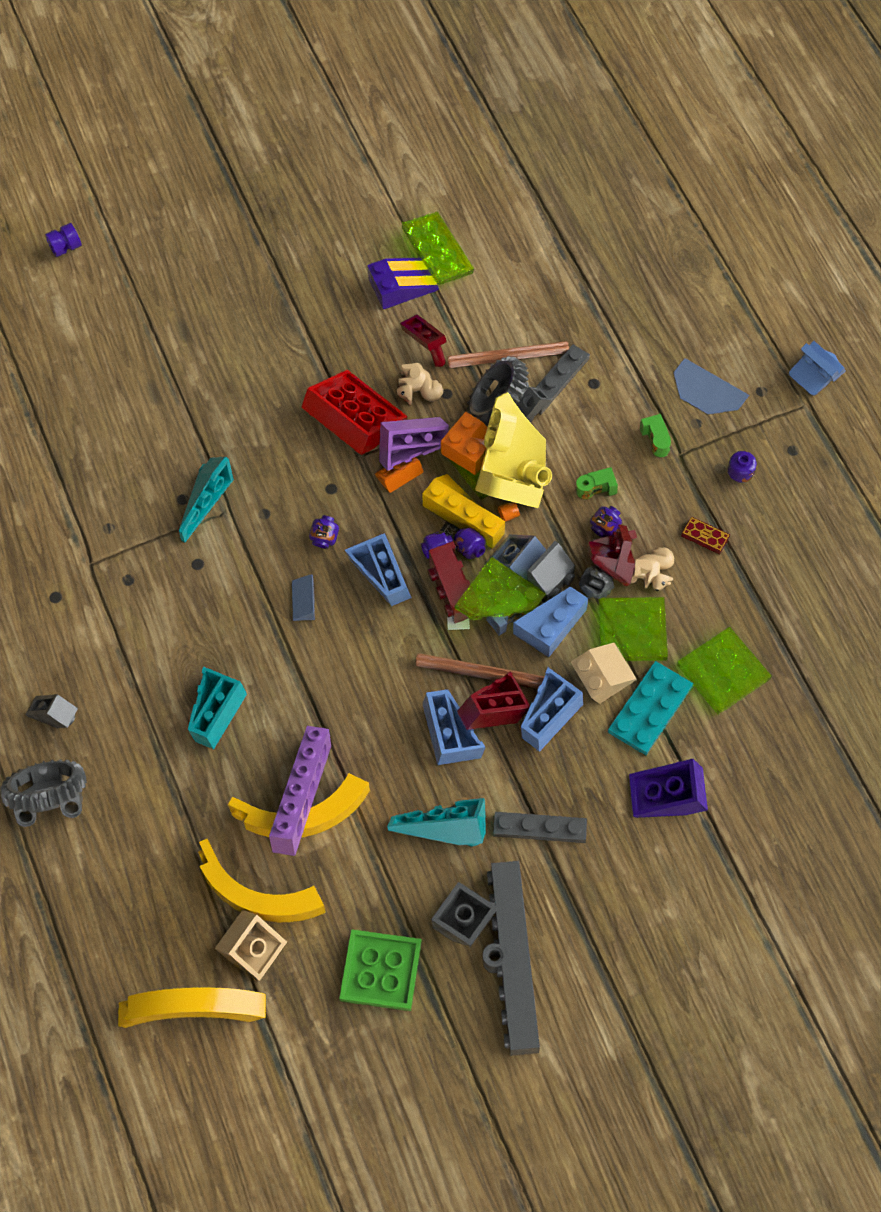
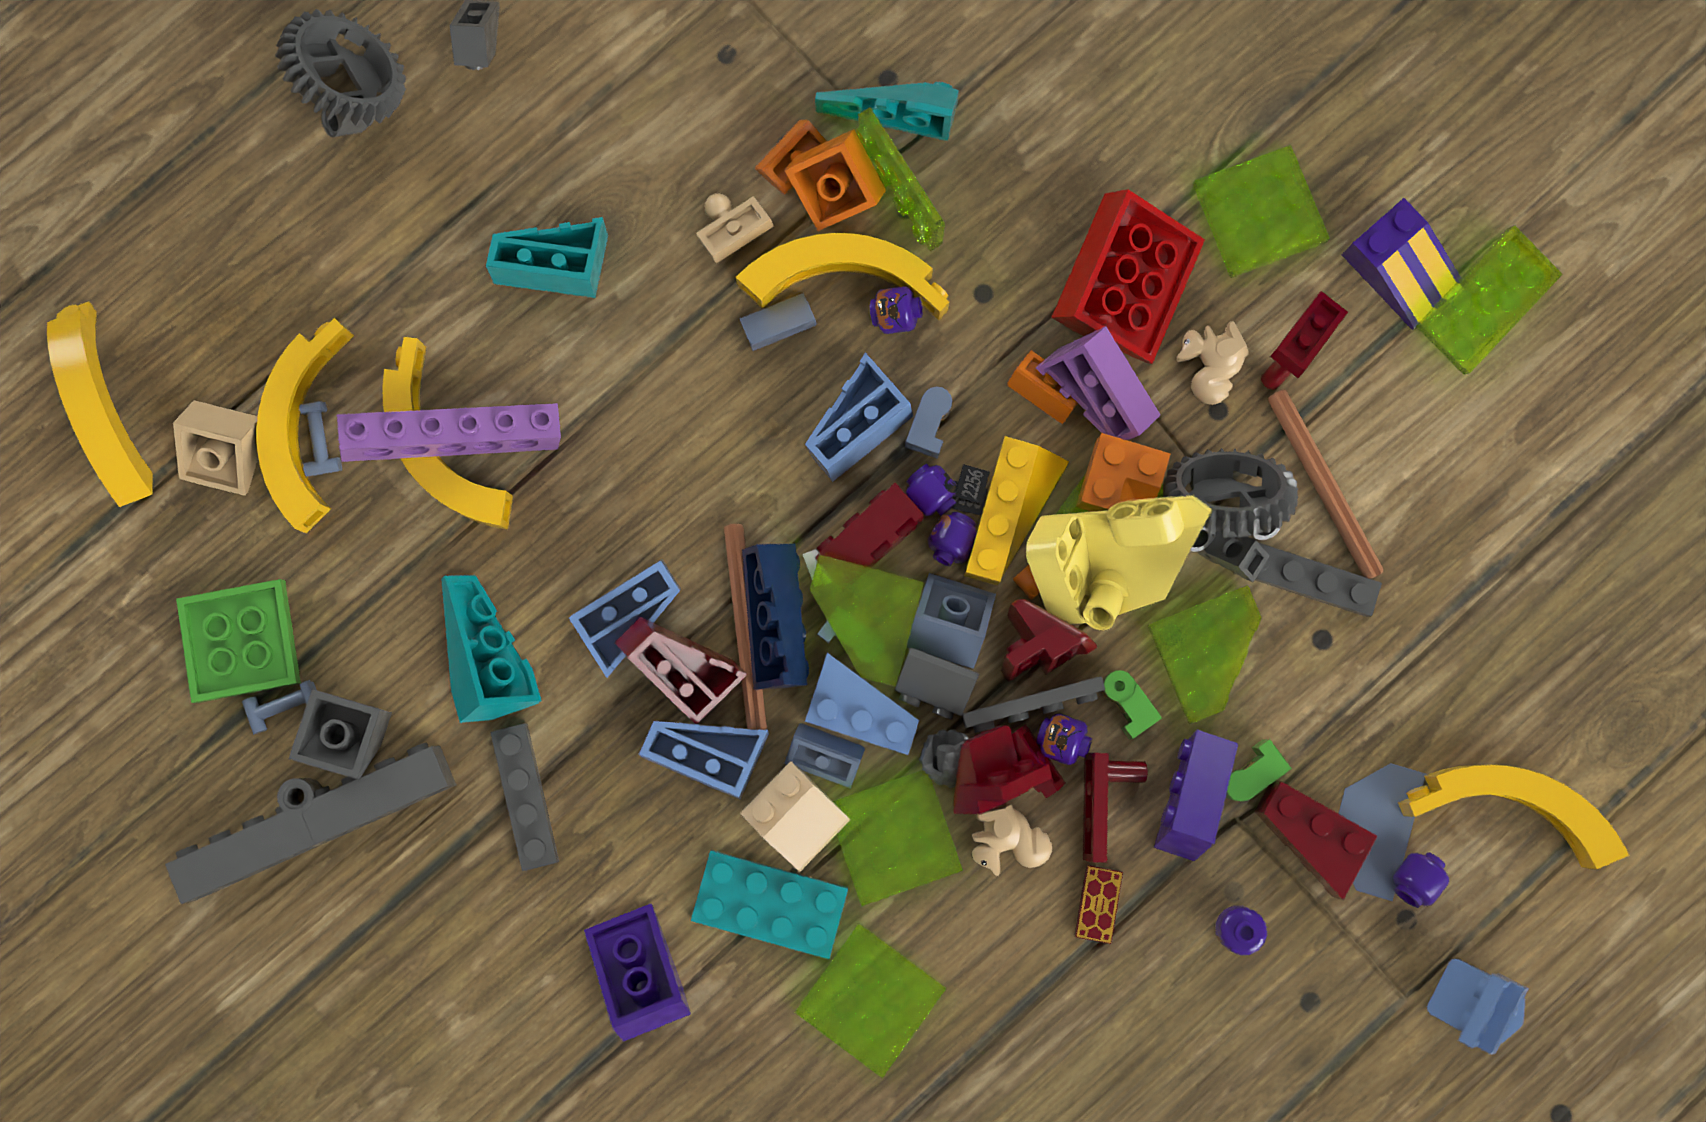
camera: 75 degrees right, 20 degrees up
(206, 562) = (795, 142): none -> orange slope
(235, 537) = (835, 180): none -> orange slope
(237, 605) = (731, 227): none -> tan plate
(250, 503) = (894, 172): none -> clear neon green plate
(279, 547) = (840, 253): none -> yellow arch
(285, 887) = (321, 462): none -> sand blue piece
(342, 338) = (1260, 211): none -> clear neon green plate
(397, 536) = (932, 410): none -> sand blue leg
(431, 974) = (257, 714): none -> sand blue piece
(440, 525) = (972, 483): none -> black sticker
(481, 648) = (775, 616): none -> dark blue wedge
(544, 512) = (1044, 640): none -> dark red piece
(572, 648) = (825, 755): none -> sand blue slope
(580, 438) = (1207, 649): none -> clear neon green plate
(580, 539) = (1048, 700): none -> dark grey plate
(634, 512) = (1097, 774): none -> dark red piece
(661, 465) = (1196, 795): none -> dark purple wedge
(701, 414) = (1318, 836): none -> dark red wedge
(723, 299) = (1576, 819): none -> yellow arch
(741, 374) = (1420, 879): none -> dark purple head

